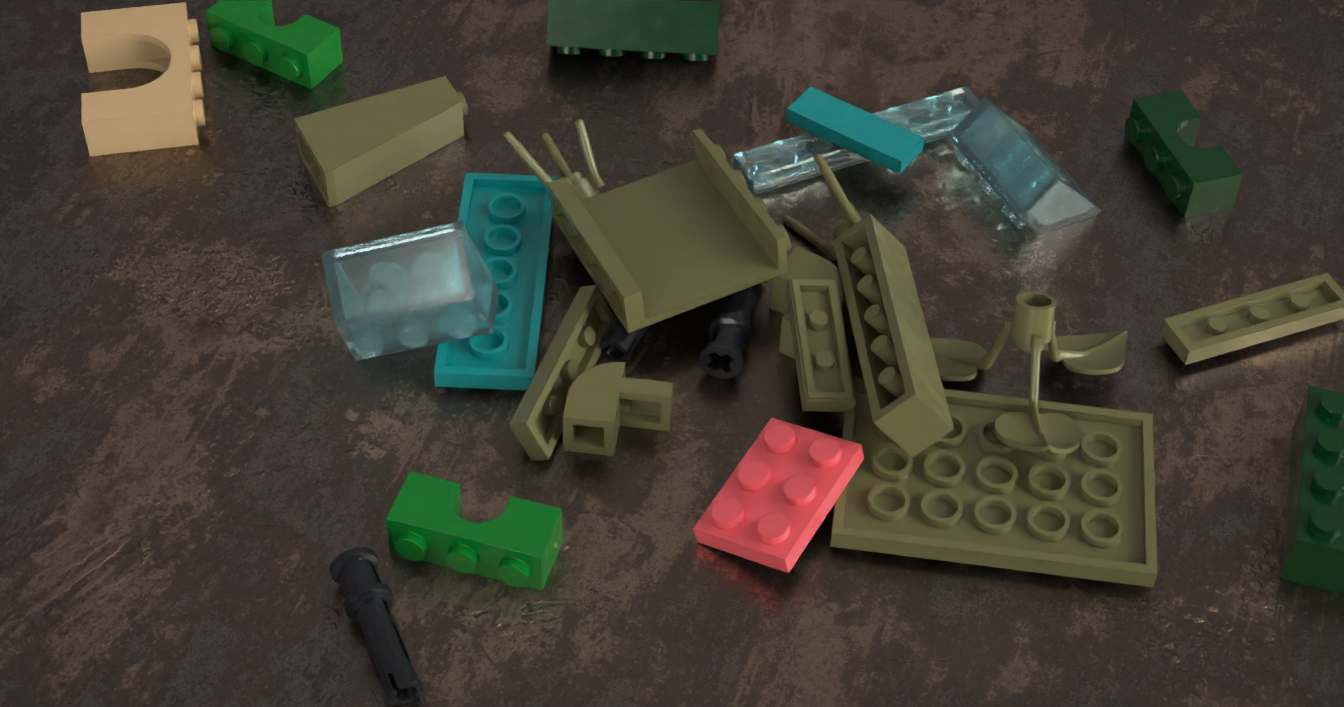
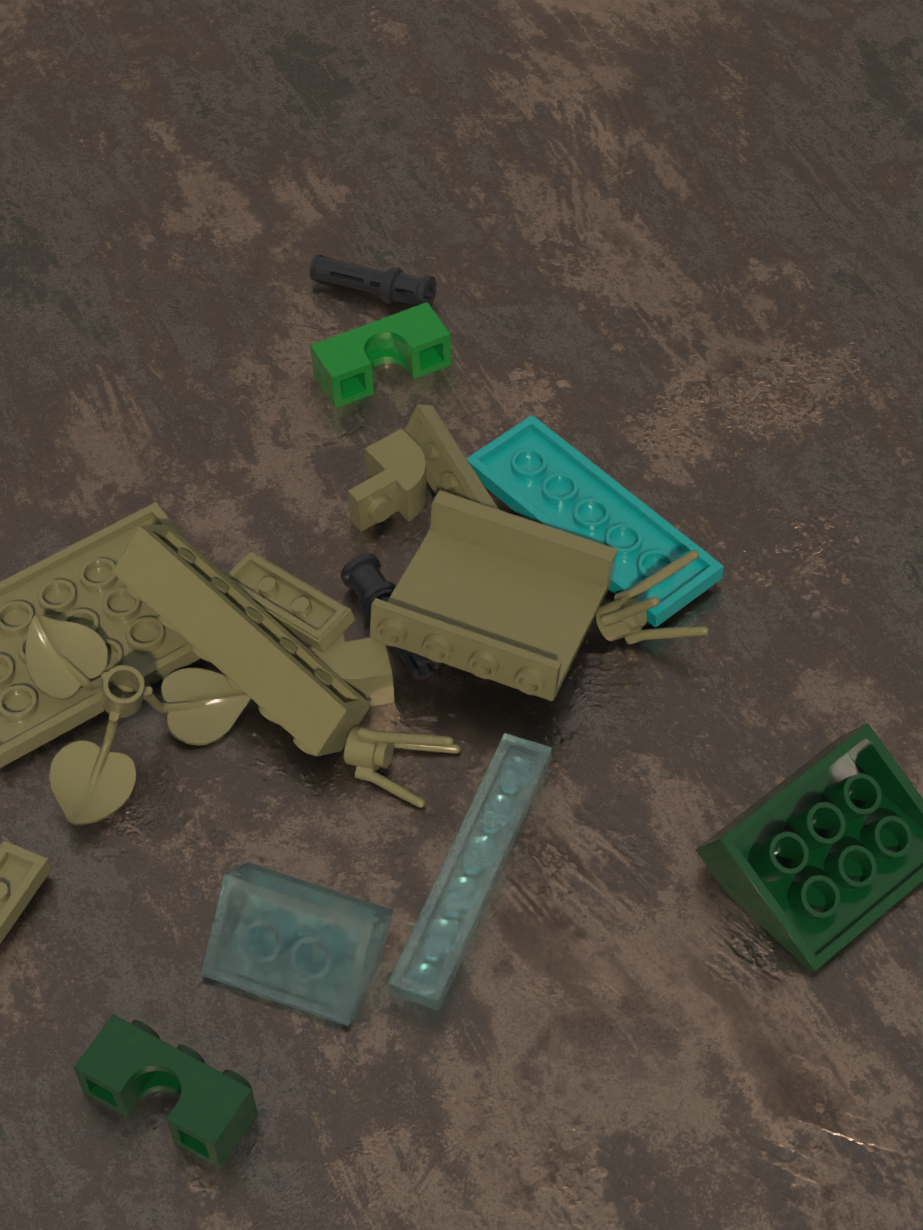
camera: 140 degrees right, 5 degrees up
(378, 136) = (832, 547): olive slope -> none
(410, 291) = (595, 421): clear light blue slope -> none
(779, 494) = (218, 503): coral plate -> none
(855, 129) = (475, 841): teal tile -> none

